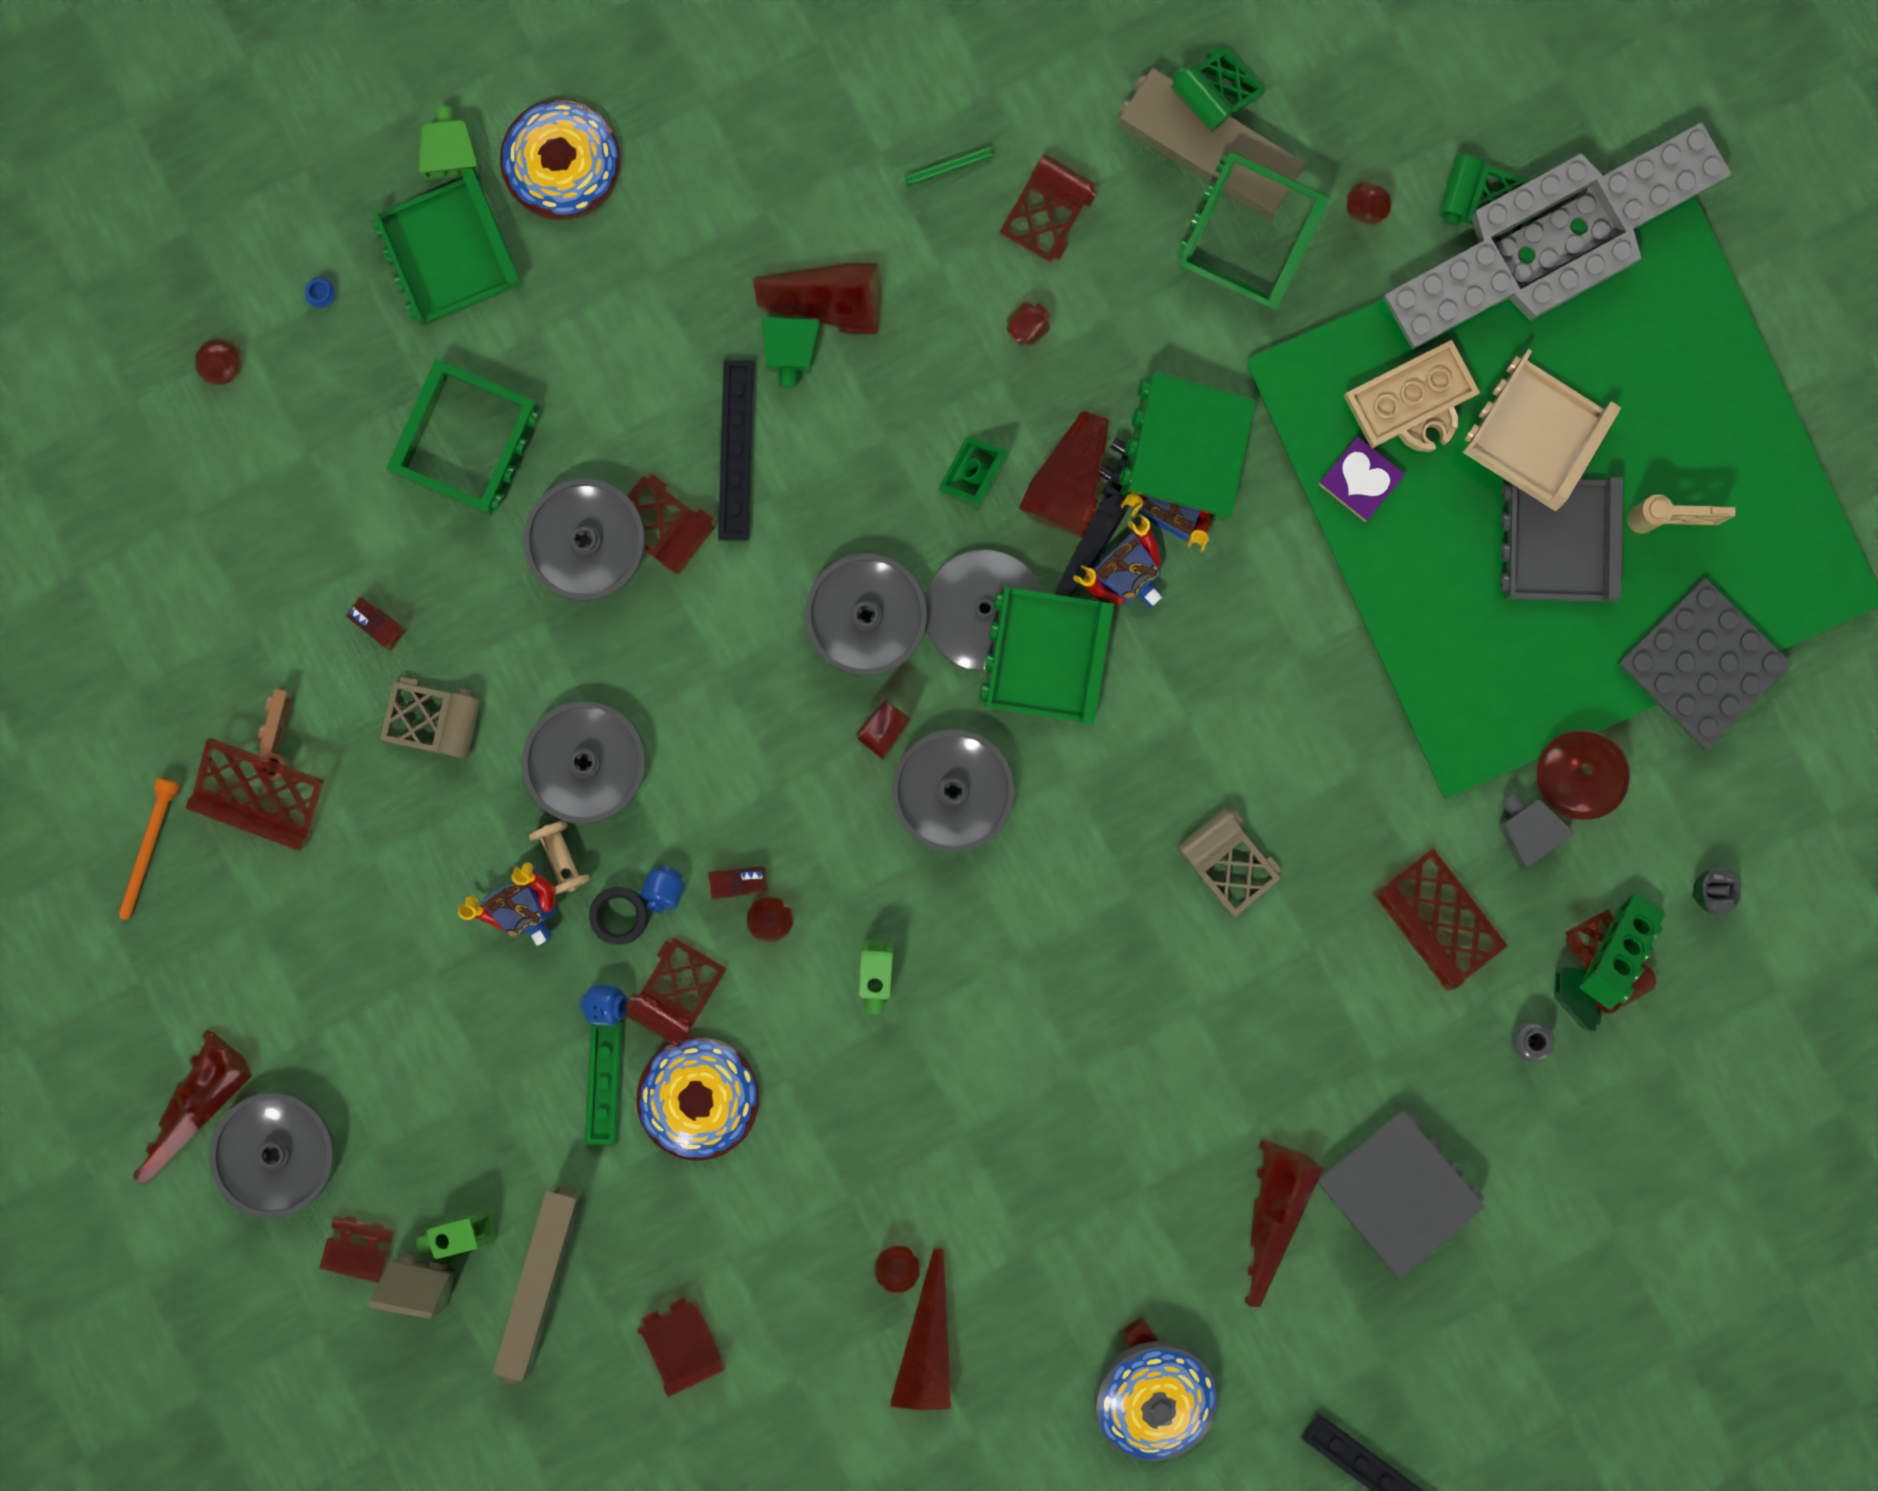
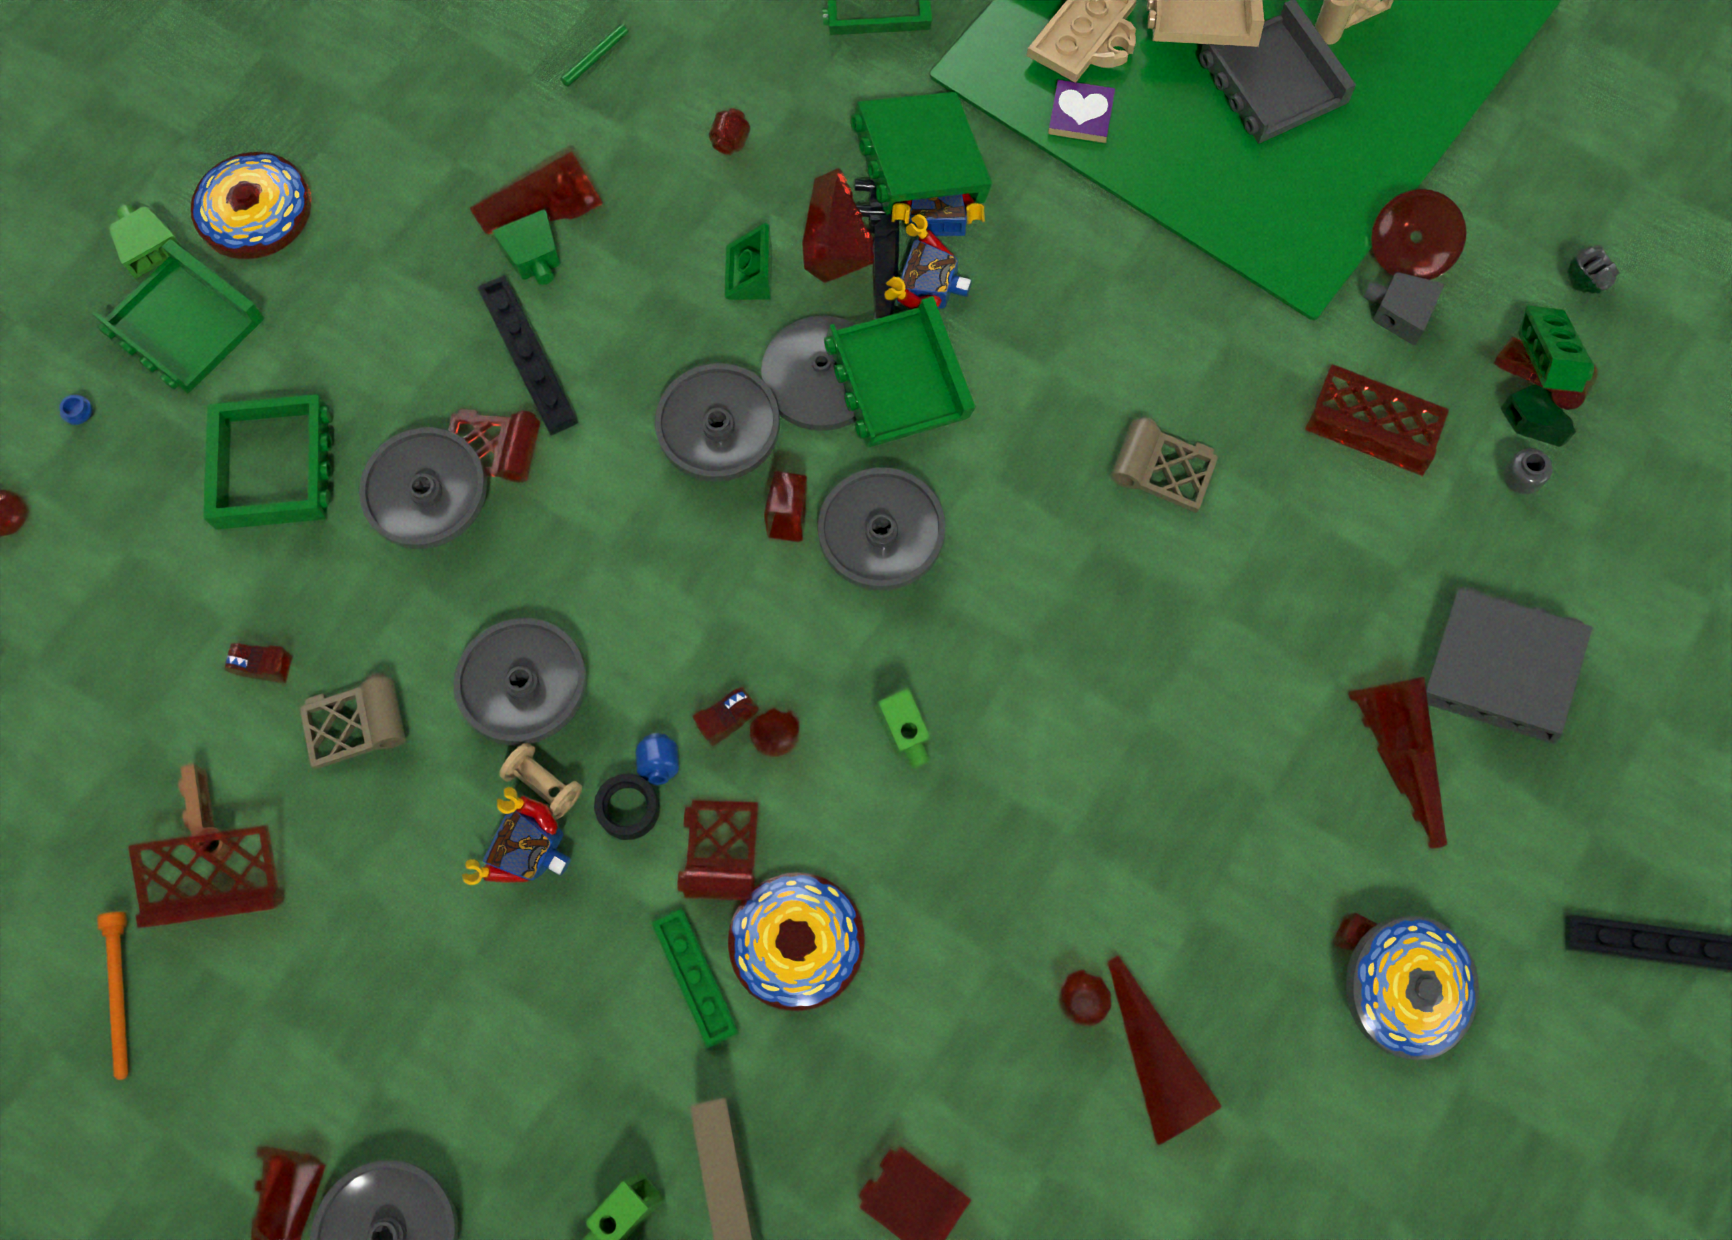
camera: 25 degrees left, 15 degrees down
(604, 1005) = (655, 897): blue head -> none
(1064, 188) = (697, 23): clear red piece -> none
(1704, 664) = (1455, 109): dark grey plate -> none

